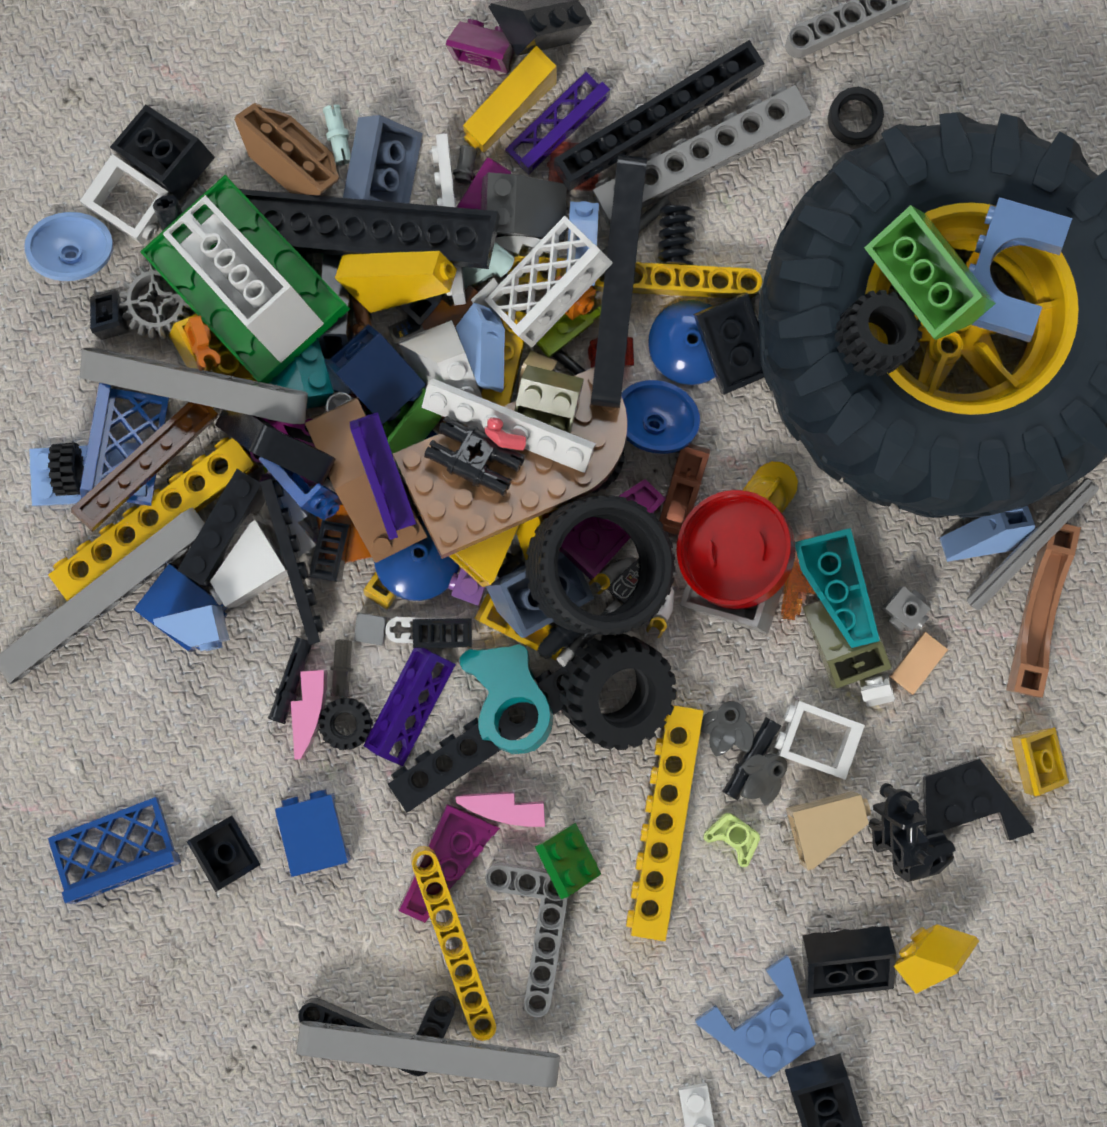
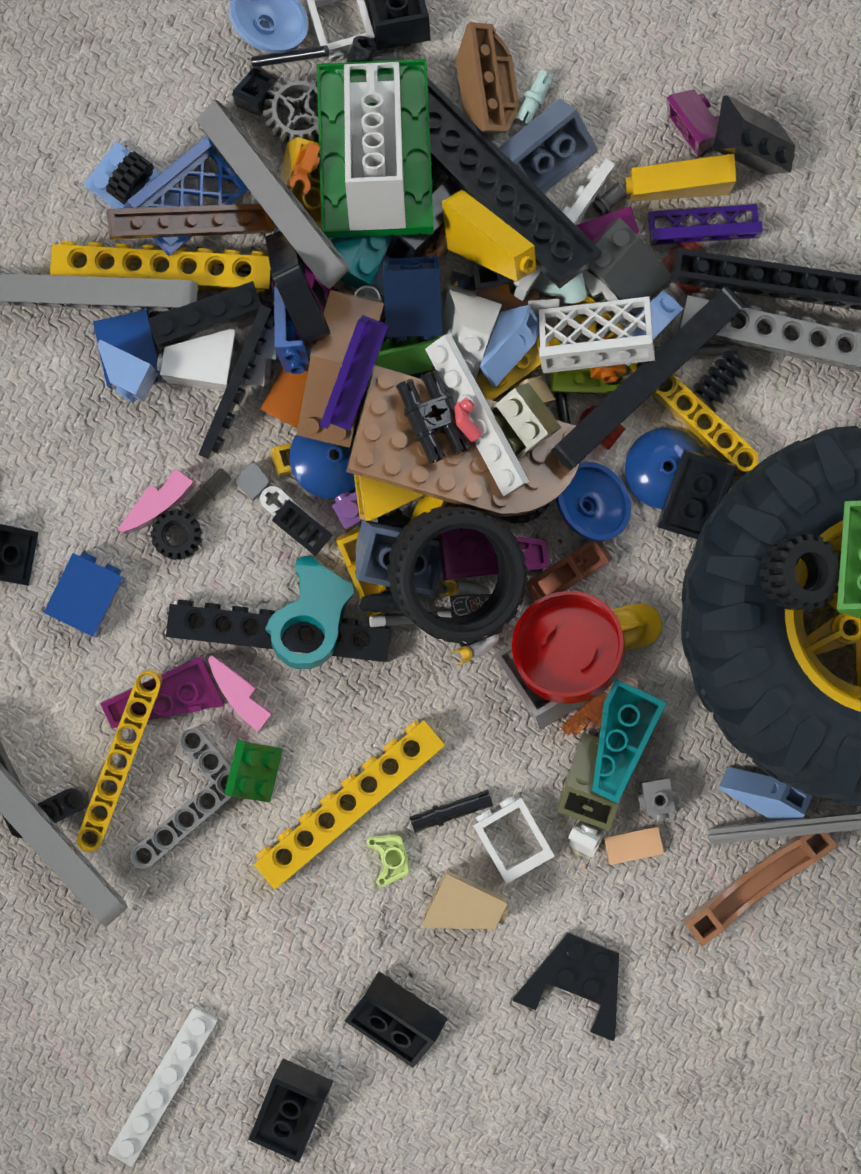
camera: 40 degrees right, 0 degrees up
(115, 260) = (291, 56): none -> black bar
(290, 681) = (163, 469): black pin -> none
(318, 557) = (269, 413): black slope -> none
(404, 703) = (231, 556): dark purple fence -> none
(645, 709) = (398, 709): black tyre -> none
(726, 732) = (448, 777): dark grey plate -> none
(764, 777) = (446, 833): dark grey plate -> none
(774, 1033) = (297, 1026): medium blue wing -> none
(912, 852) = (511, 955): black piece -> none
(934, 956) = (461, 1067): yellow slope -> none
(1040, 761) = (662, 993): yellow slope -> none

